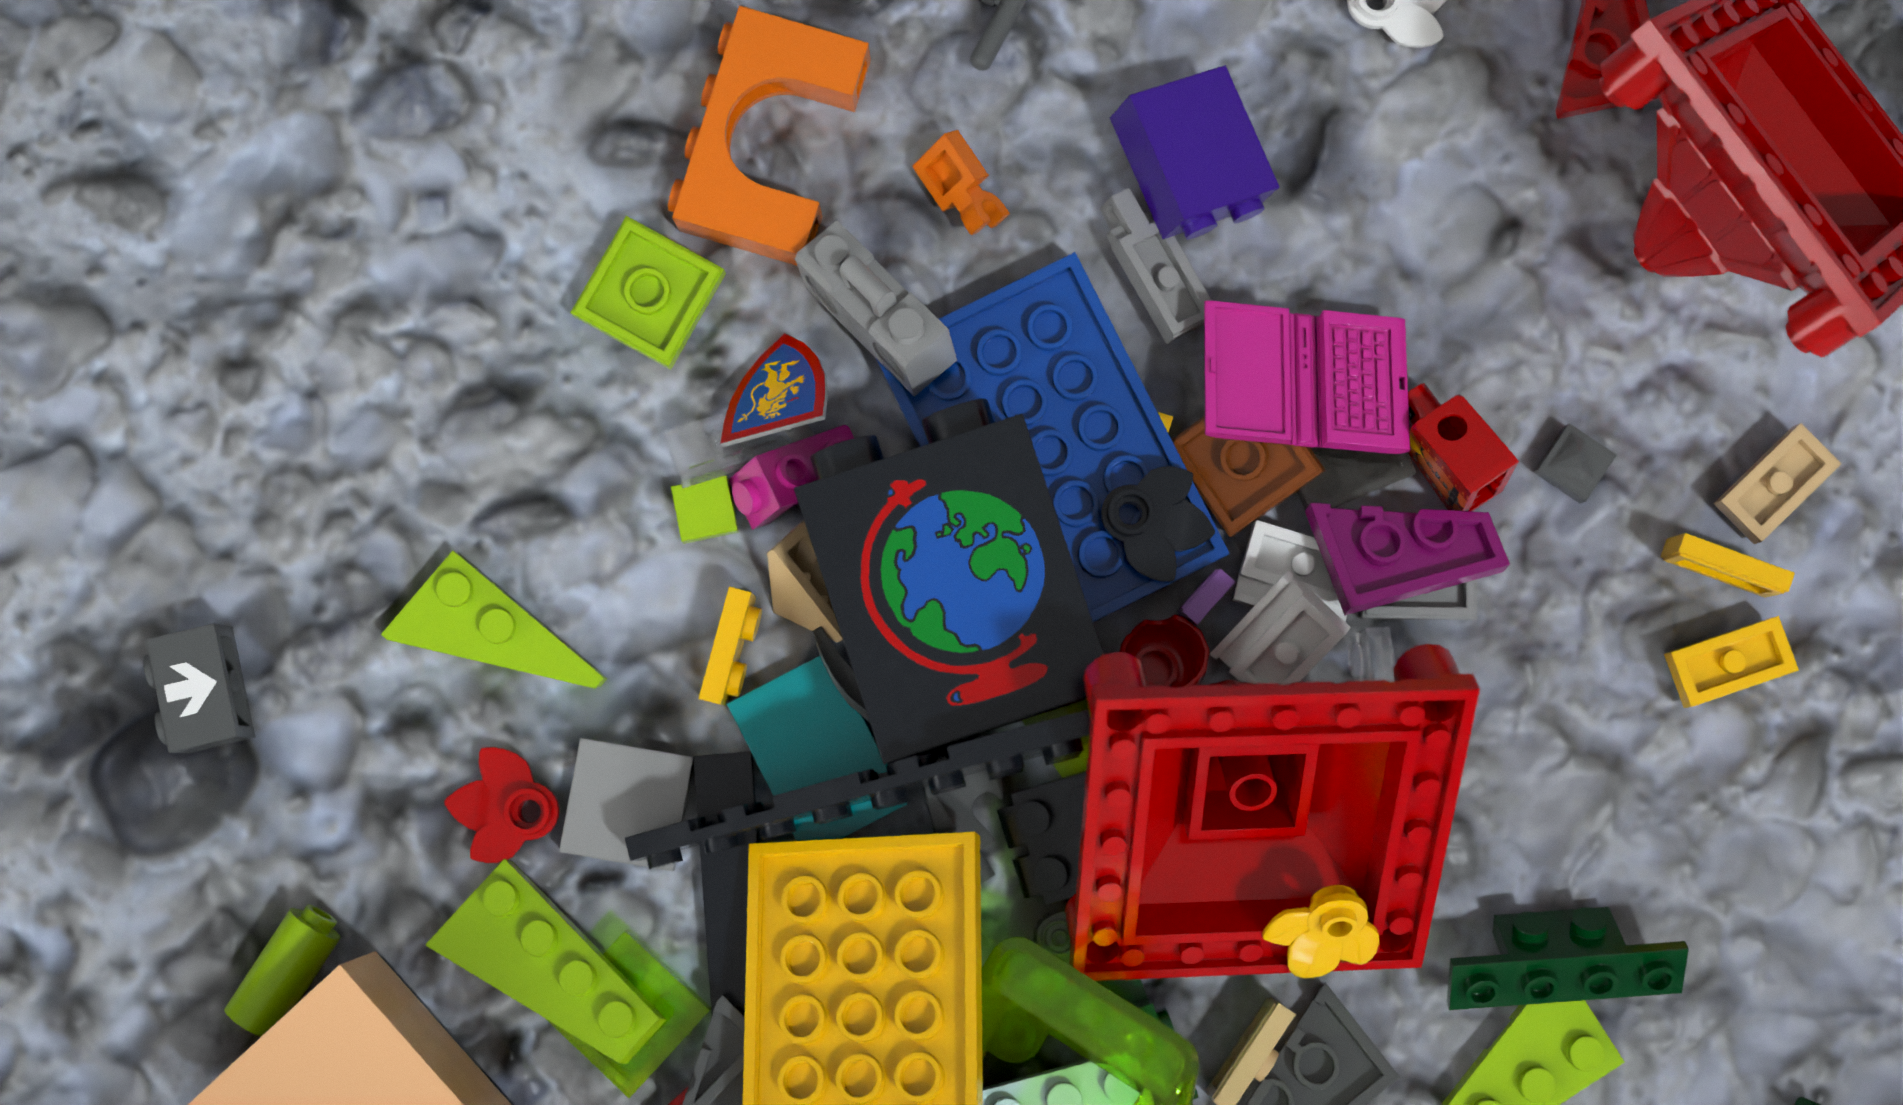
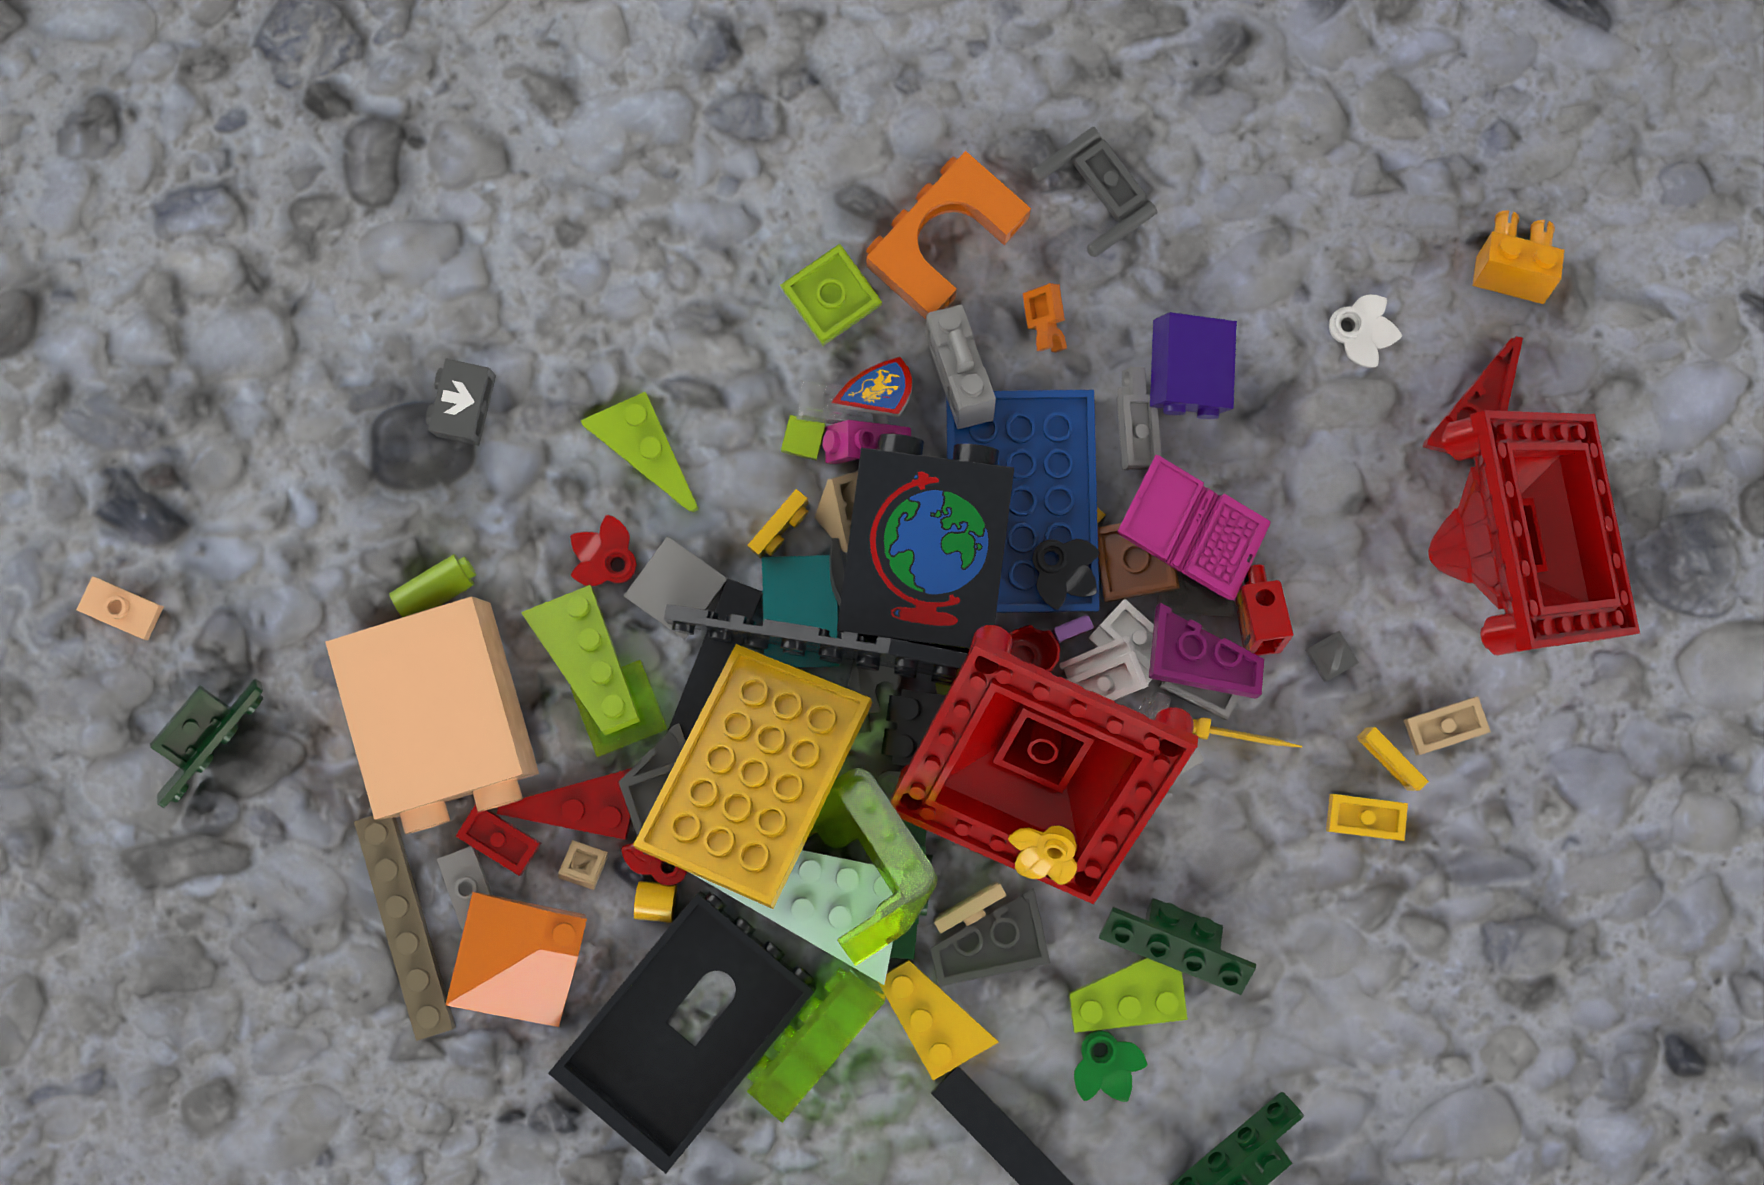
camera: 25 degrees right, 0 degrees up
(1451, 641) = (1203, 727): none -> yellow sword

